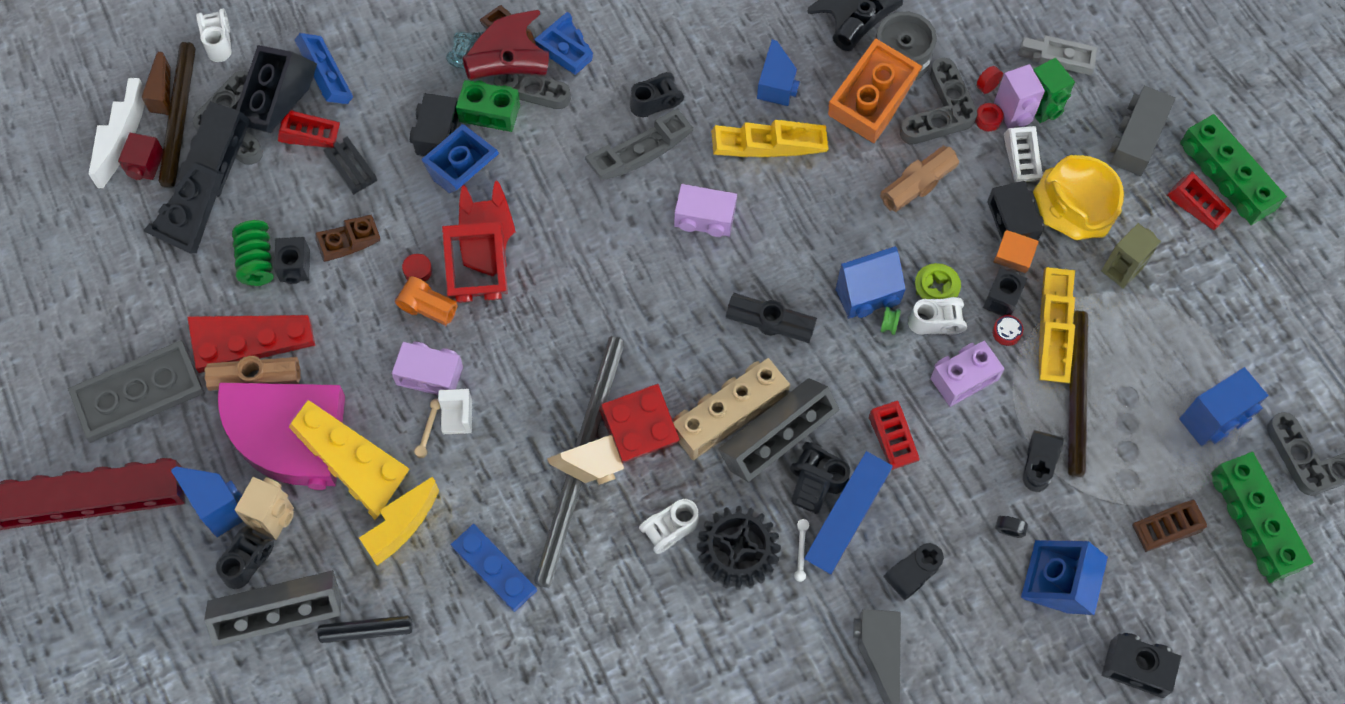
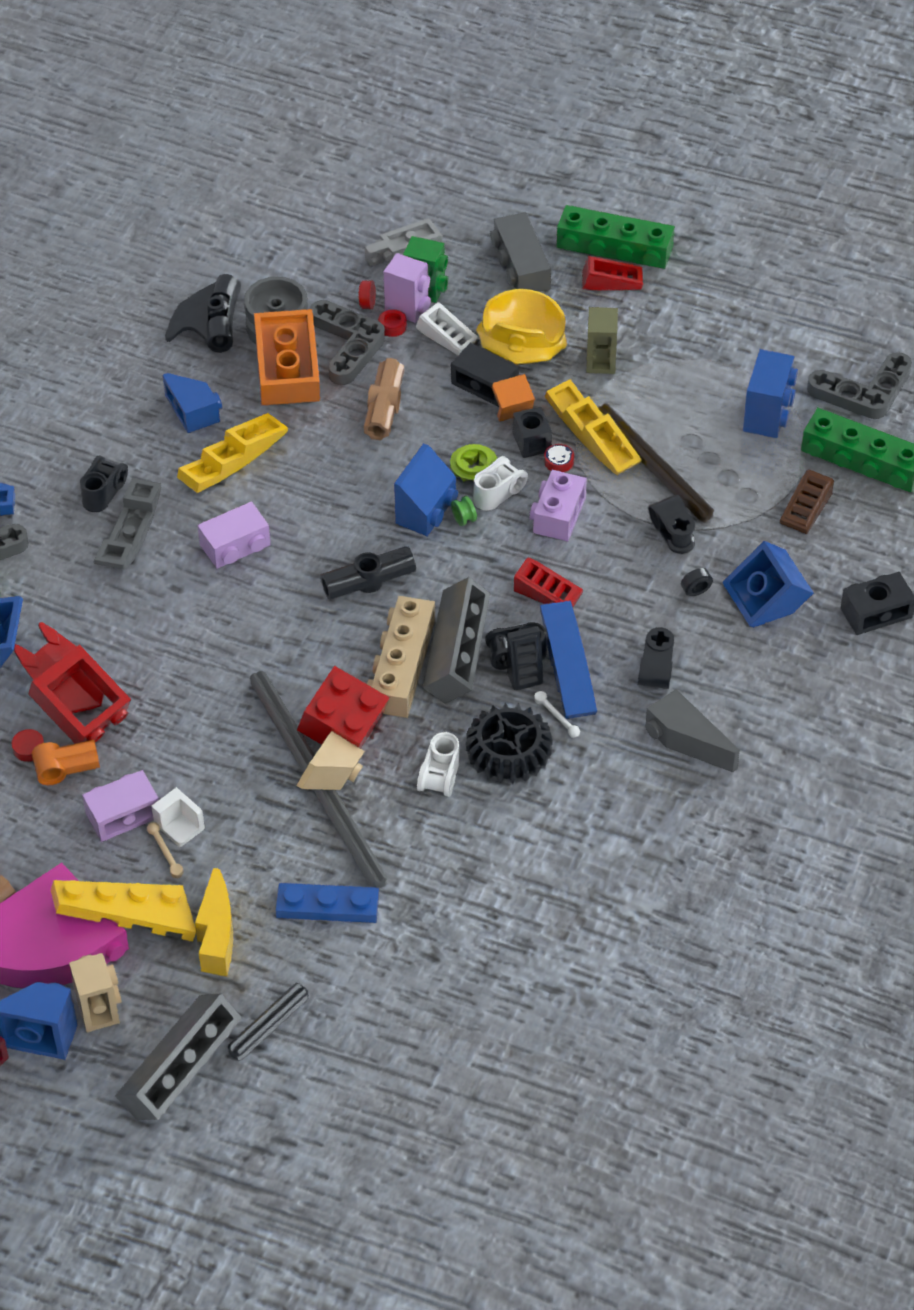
camera: 40 degrees left, 15 degrees down
(247, 552) = (110, 1045): black piece -> none

